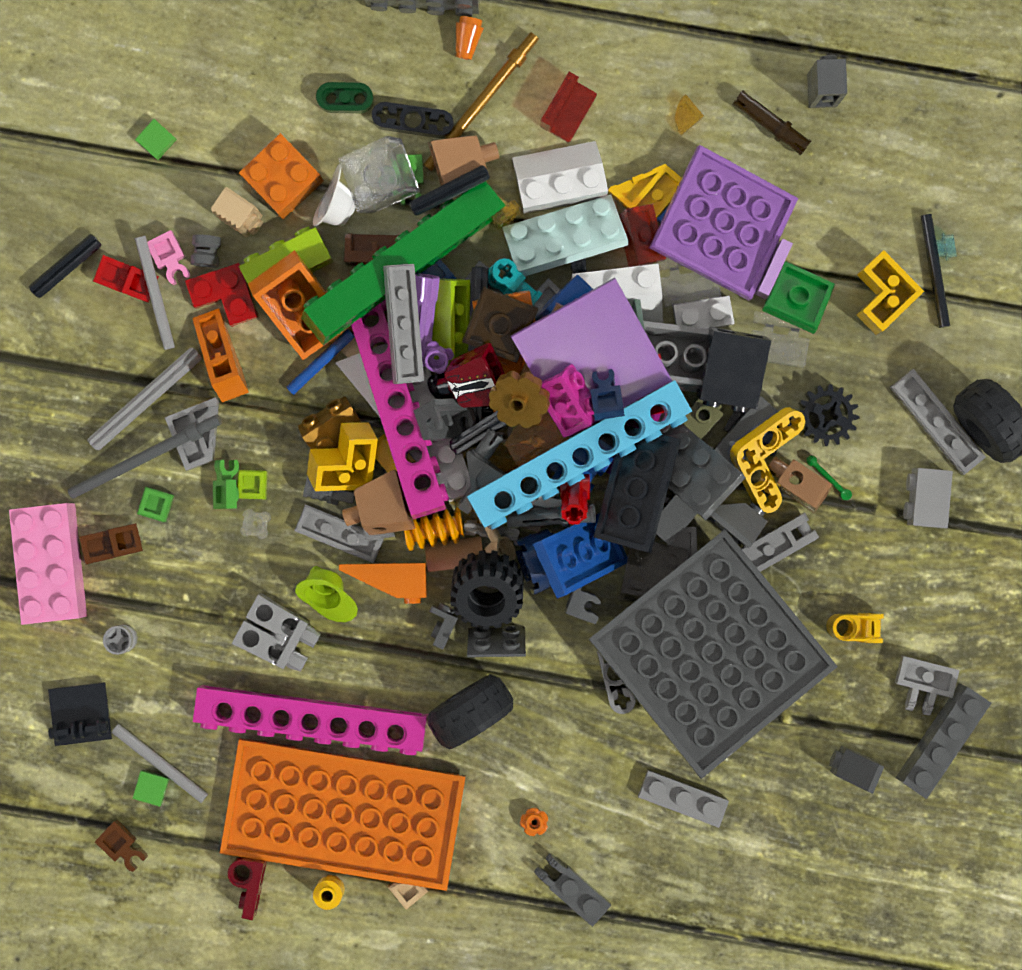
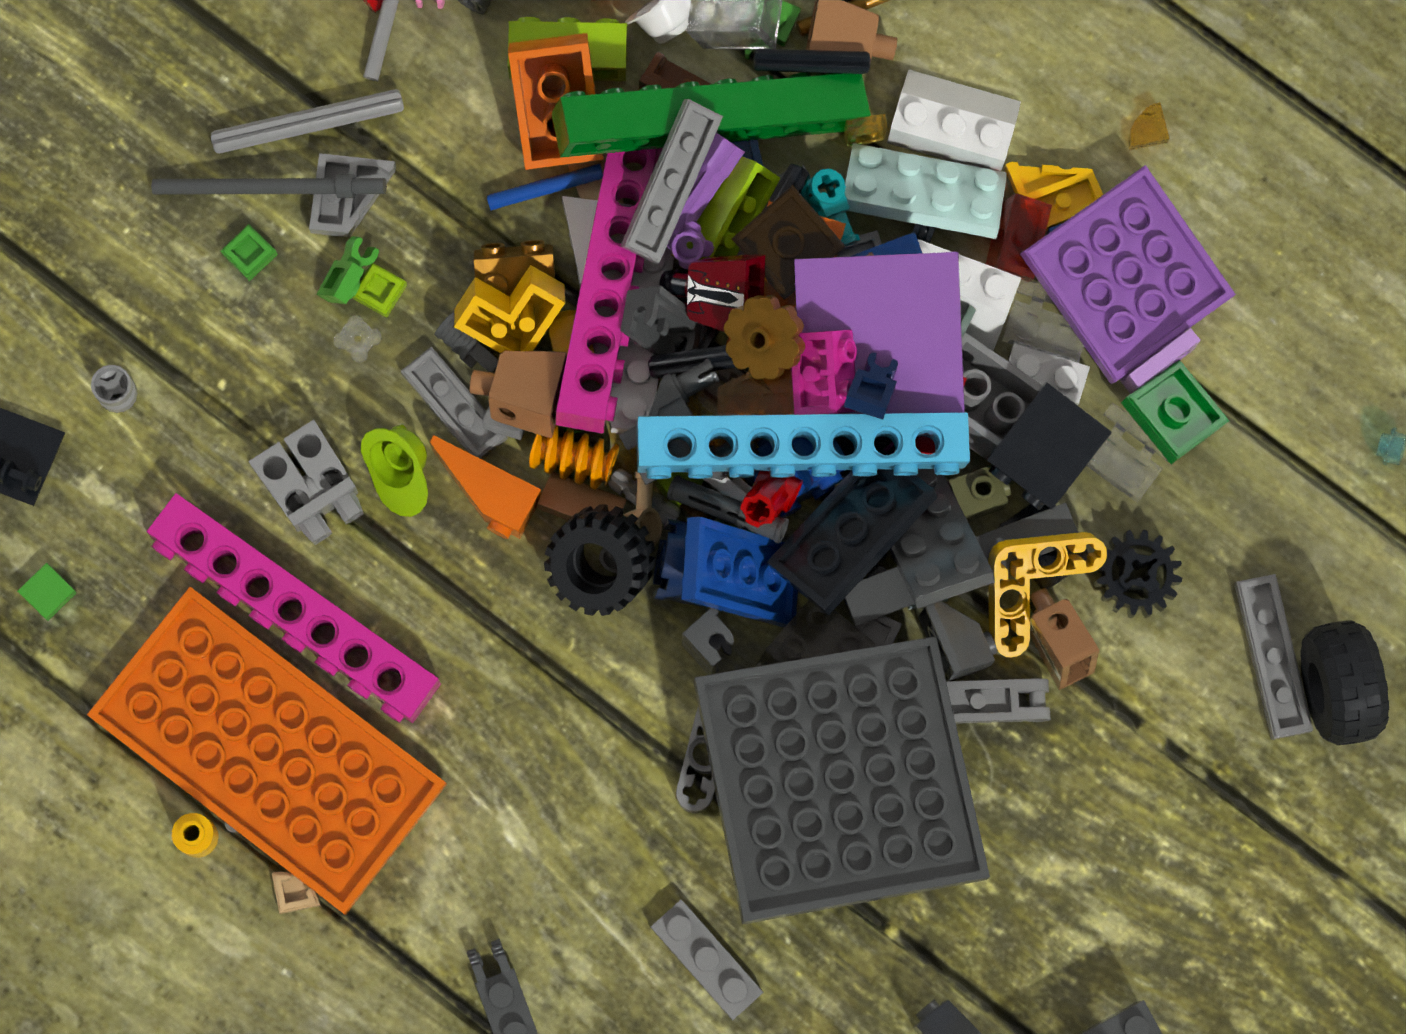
camera: 15 degrees right, 10 degrees down
(48, 563) = (79, 251): bright pink brick -> none
(111, 543) = (168, 271): reddish brown slope -> none
(159, 763) = (75, 568): light grey bar -> none
(220, 356) = (426, 117): orange slope -> none
(225, 285) = (481, 42): red plate -> none
(250, 899) = (93, 793): dark red plate -> none
(443, 630) = (518, 587): dark grey bracket -> none
(470, 711) = (497, 697): black tyre -> none
(496, 642) = (562, 623): dark grey hinge -> none
(534, 814) = (501, 899): orange plate -> none
(568, 108) = (1006, 45): clear red panel -> none
(771, 122) = (1255, 202): dark brown pin -> none
(827, 82) = (1340, 172): dark grey brick -> none
(845, 494) = (1110, 686): green hinge -> none
(861, 627) = (1043, 858): yellow piece -> none
(893, 292) = (1296, 462): yellow brick -> none
(926, 677) = (1098, 969): light grey hinge -> none
(928, 498) = (1214, 742): light grey brick -> none
(935, 271) = (1363, 471): black bar -> none

